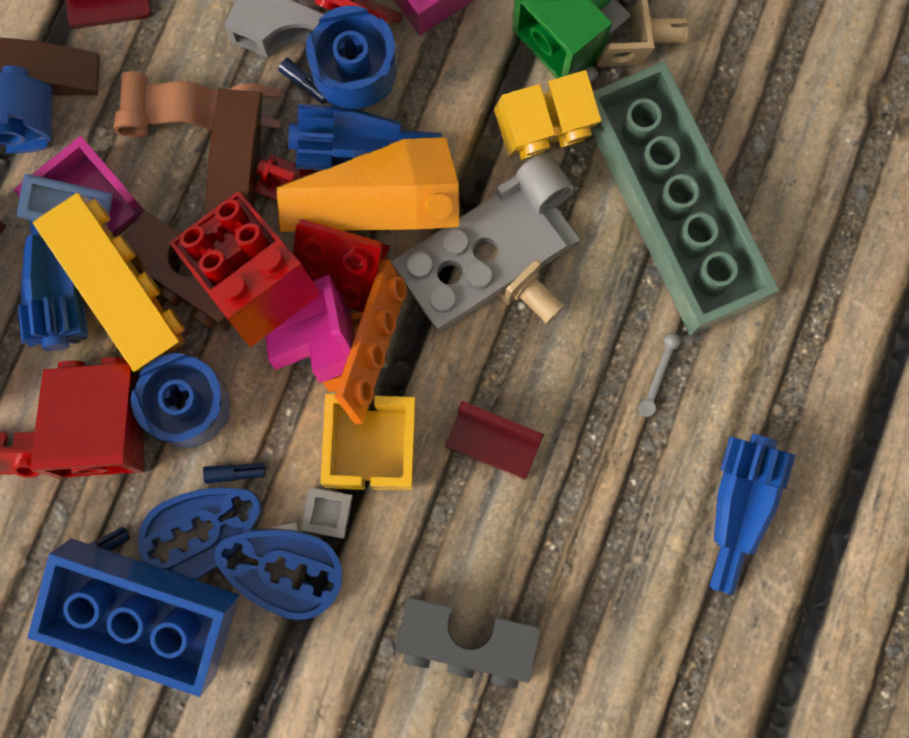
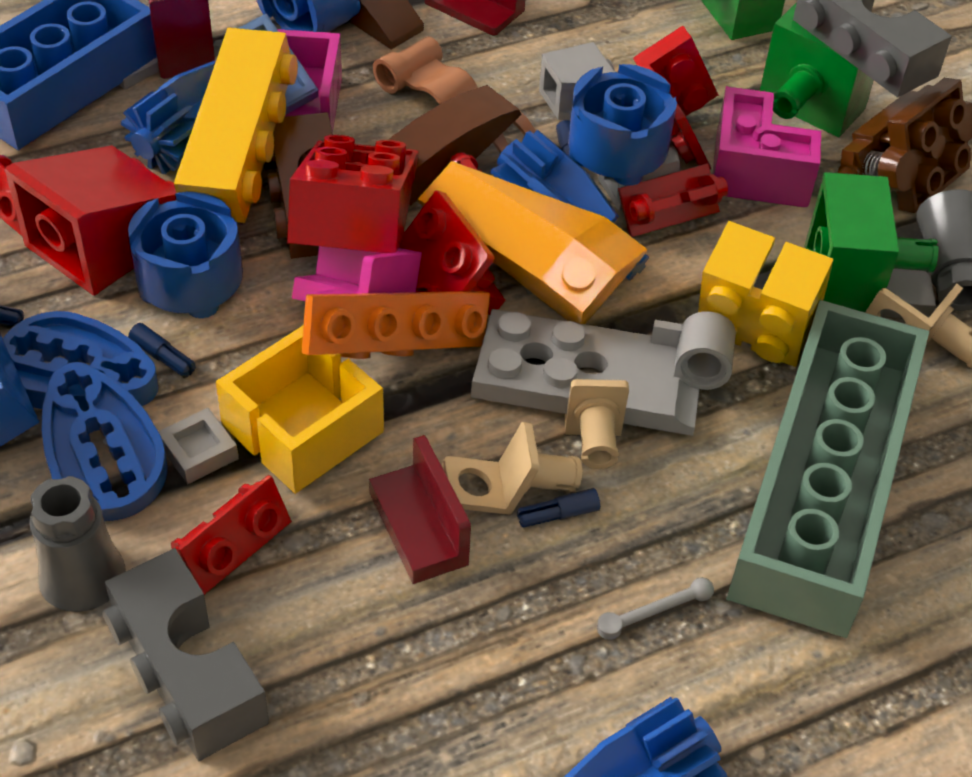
camera: 40 degrees right, 30 degrees down
(369, 640) = (72, 545): none -> dark grey plant
(410, 571) = (234, 534): none -> red hinge
(414, 61) = (671, 199): none -> red hinge
(517, 368) = (514, 474): none -> tan bracket
(558, 357) = (560, 508): none -> dark blue pin

